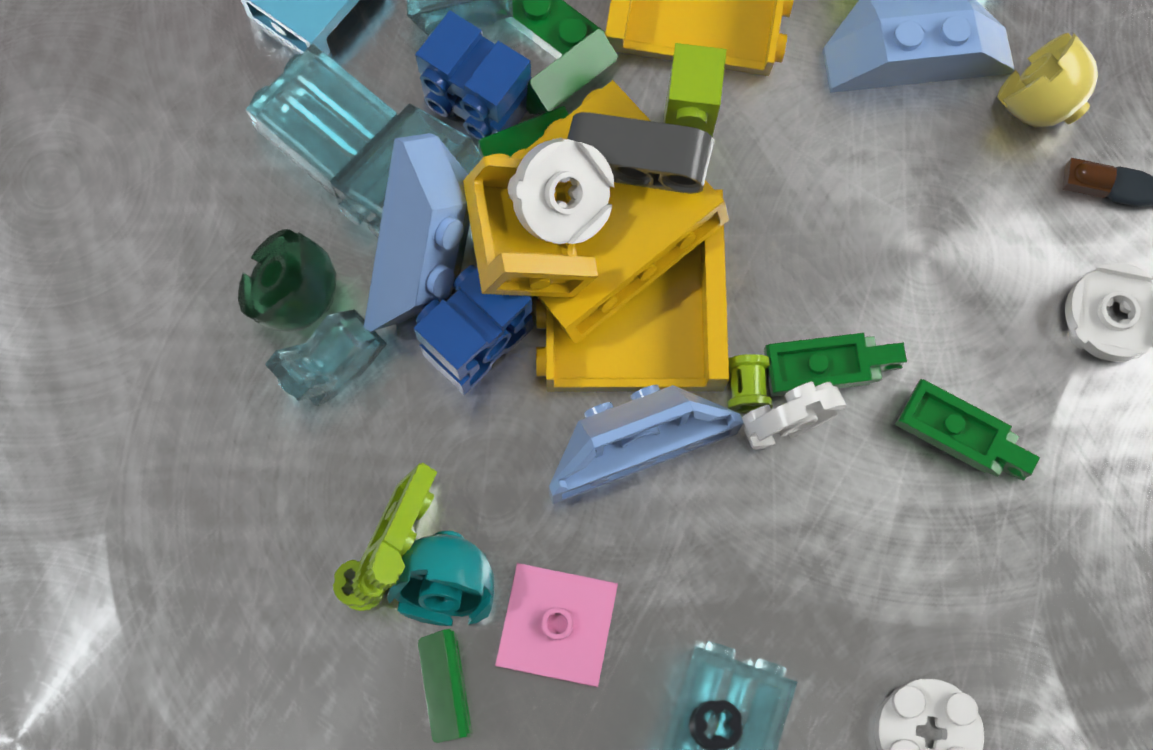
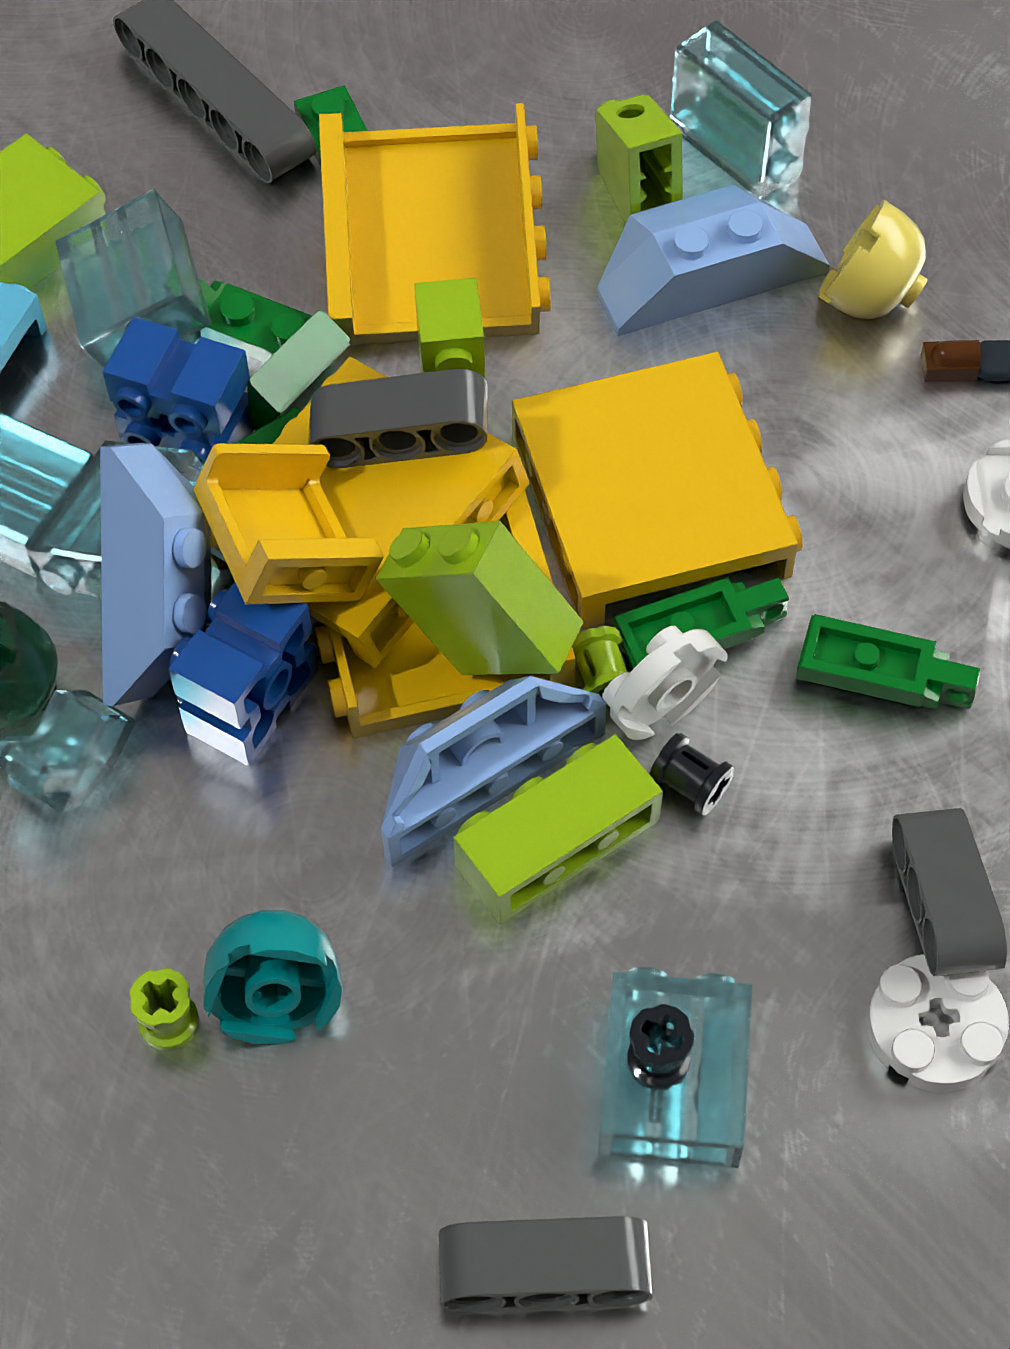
camera: 10 degrees left, 15 degrees down
(393, 535) = (194, 933): lime hinge -> none
(444, 686) = (303, 1109): green slope -> none
(535, 185) = (284, 475): white plate -> none
(557, 625) = (431, 1004): bright pink plate -> none
(665, 324) = (480, 599): none -> lime brick
(682, 507) = (556, 827): none -> lime brick
(795, 488) = (692, 773): none -> black bush
(826, 235) = (651, 482): none -> yellow panel
(965, 639) = (948, 892): none -> dark grey beam

